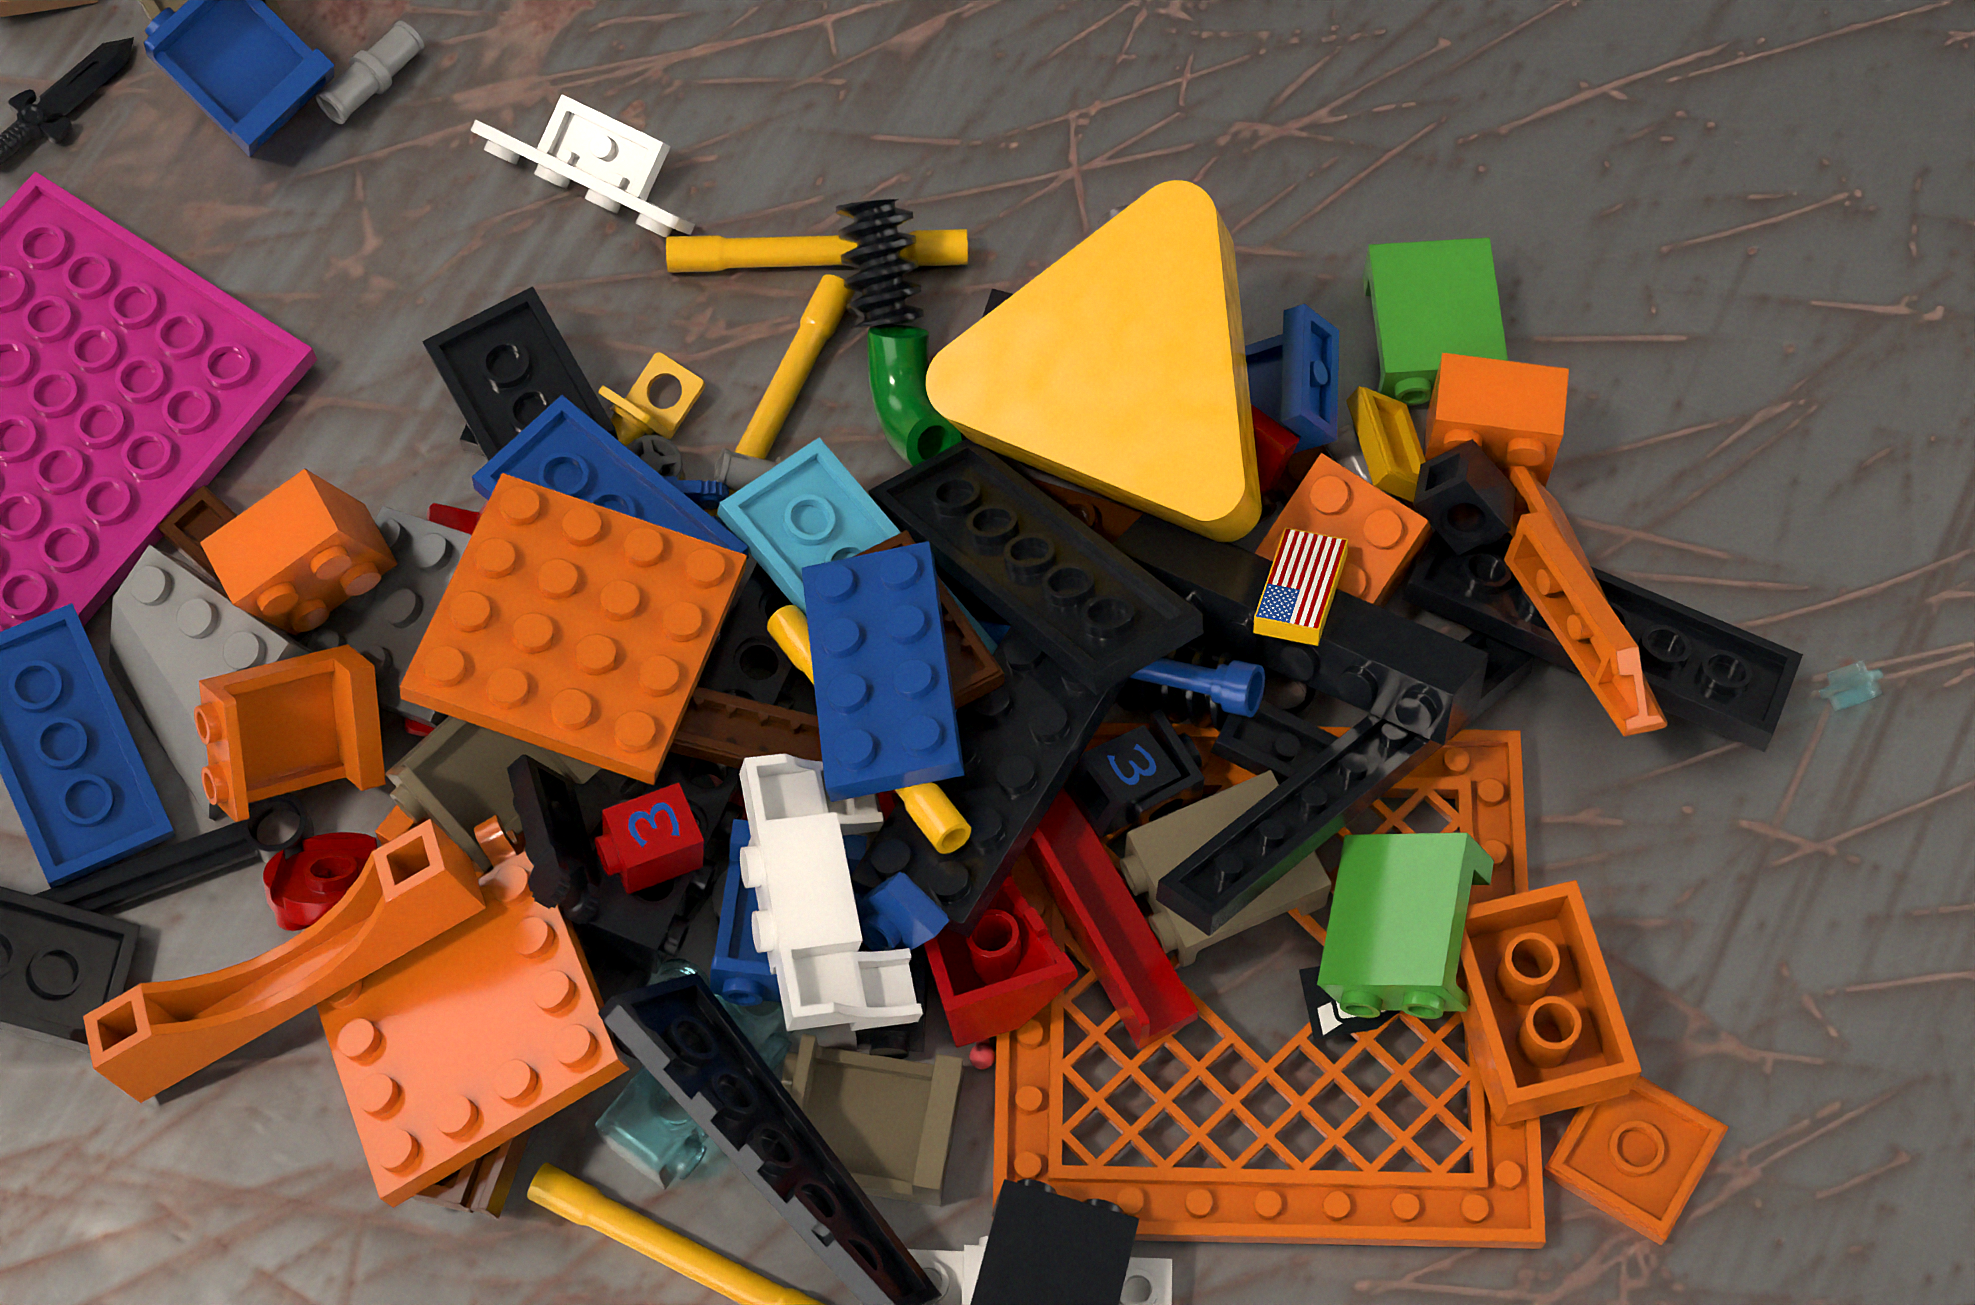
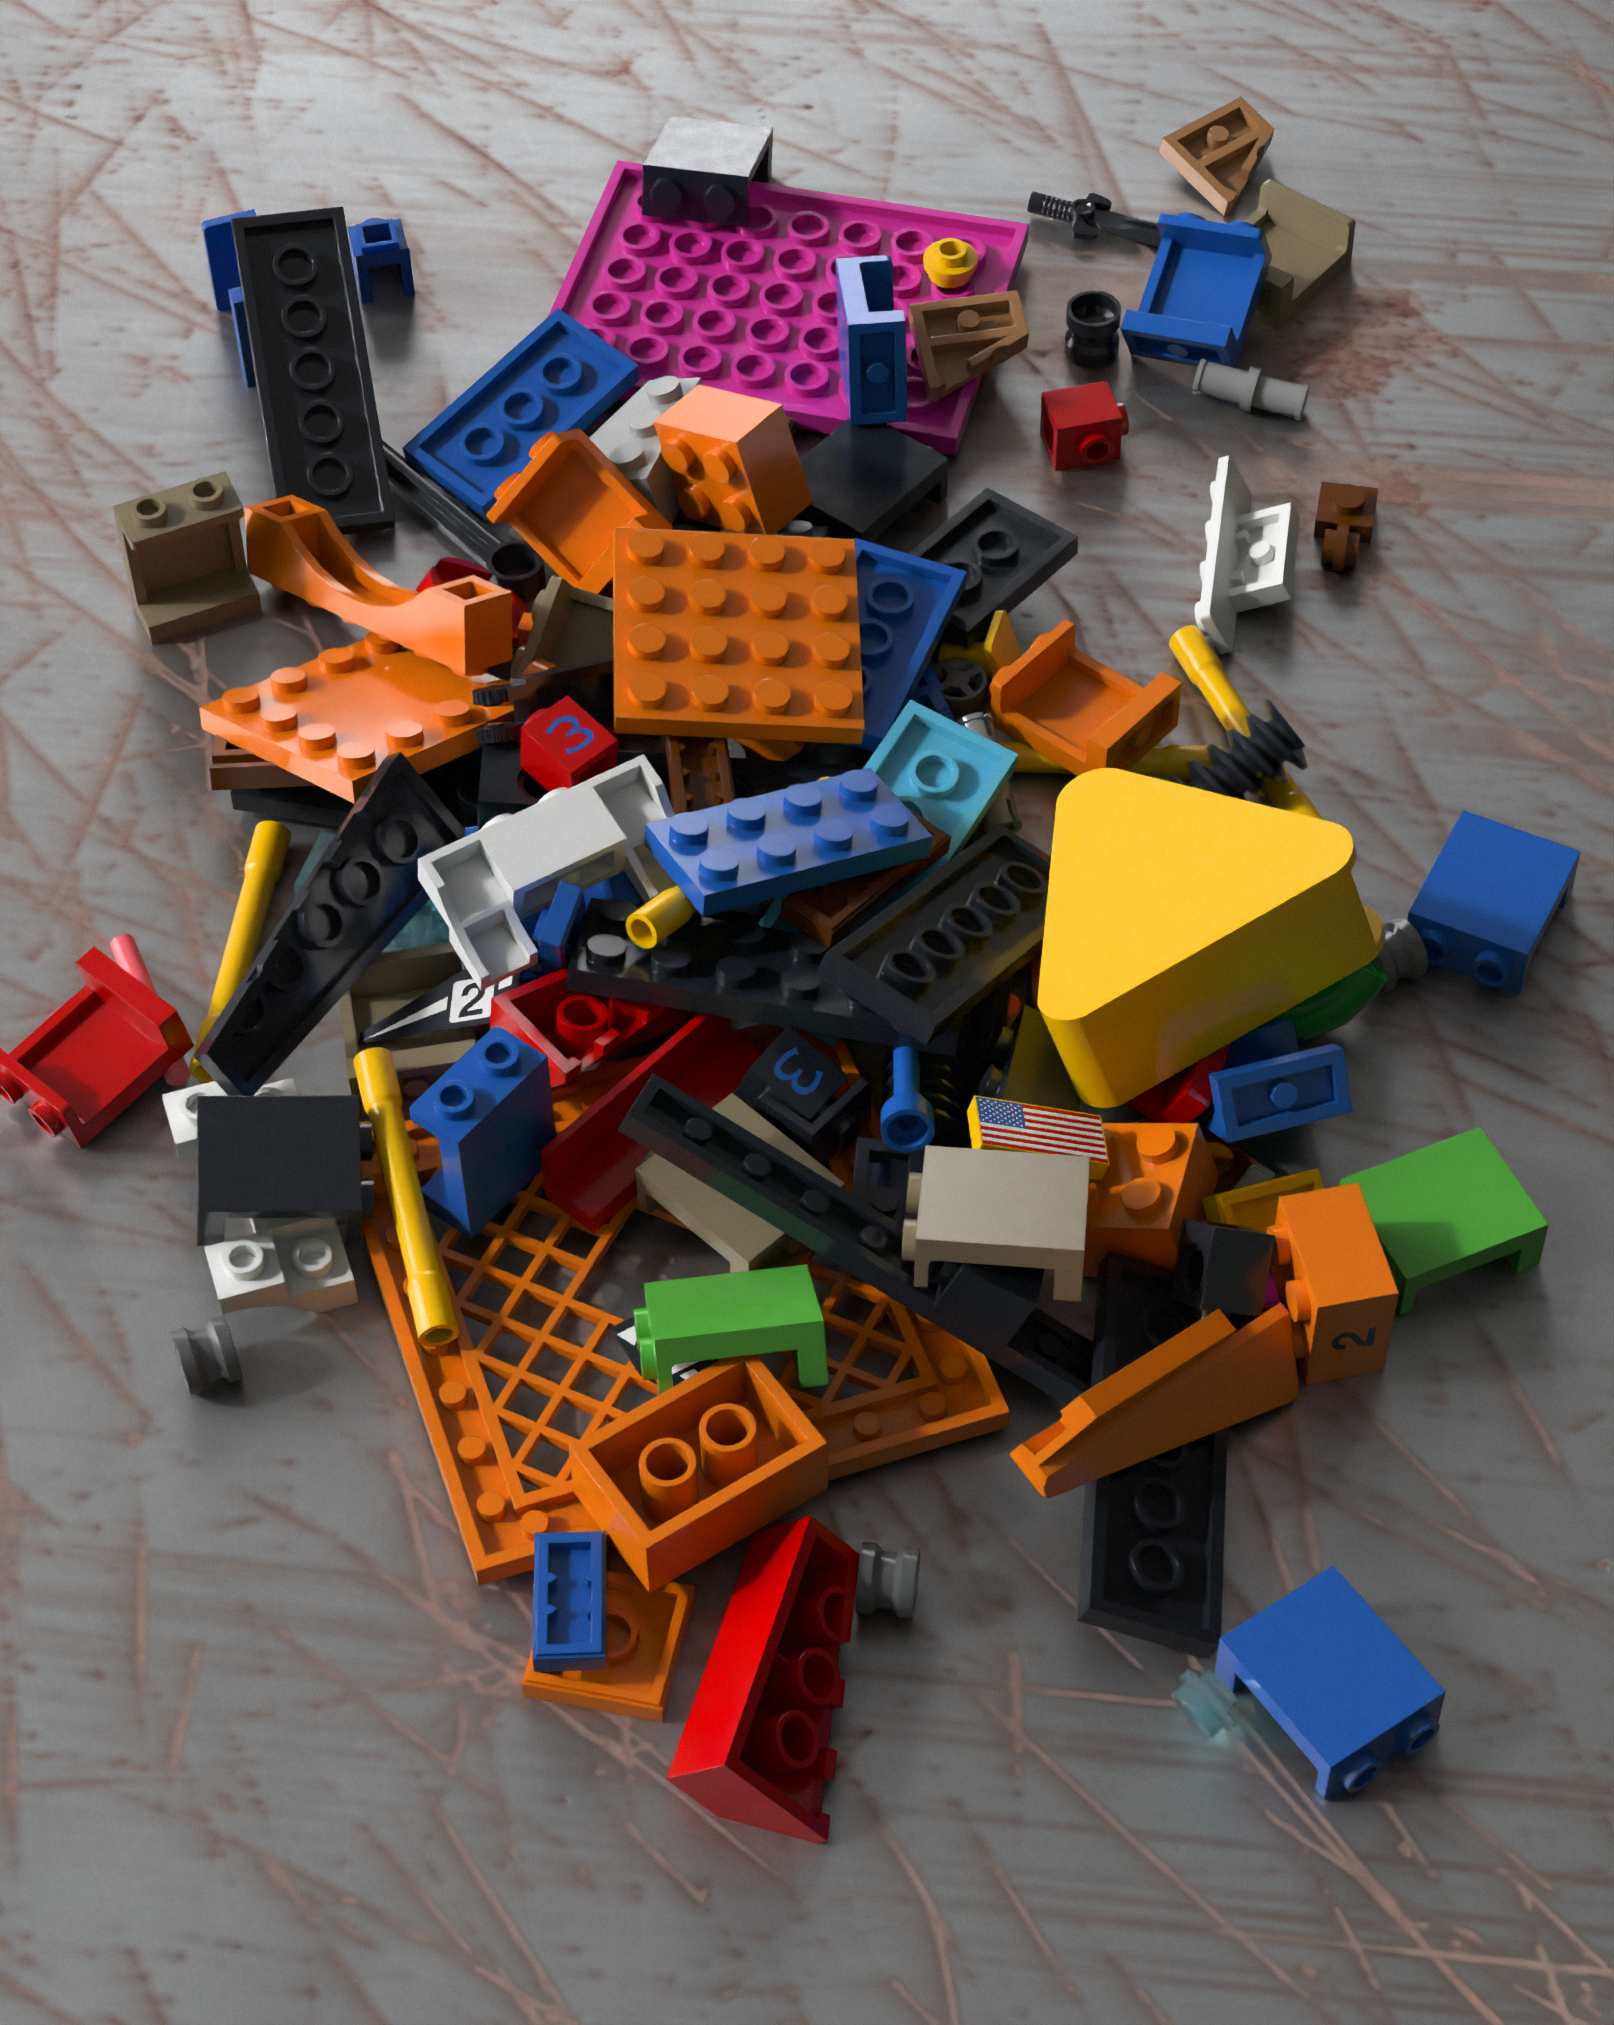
camera: 70 degrees right, 15 degrees down
(65, 273) = (950, 262): none -> yellow plate
(129, 1154) = (186, 557): none -> dark tan panel
(190, 286) = (965, 338): none -> medium nougat wing
(214, 382) = (871, 341): none -> blue panel
(217, 172) = (1092, 339): none -> black wheel
(342, 438) = (868, 479): none -> black panel
(349, 233) = (1082, 425): none -> red brick
(572, 61) = (1344, 521): none -> reddish brown plate
(745, 369) = (1079, 707): none -> orange panel
(873, 1073) = (446, 1007): none -> sticker
(1101, 1071) = (490, 1127): none -> blue panel
(1105, 131) = (1491, 900): none -> blue panel
(1224, 1187) = (427, 1286): none -> yellow piece
(1393, 647) = (999, 1212): none -> dark tan panel
(1613, 1166) = (570, 1601): none -> blue plate
(1659, 892) = (887, 1580): none -> dark grey wheel
(1739, 1022) = (771, 1683): none -> red wedge
(1863, 583) = (1333, 1681): none -> blue panel

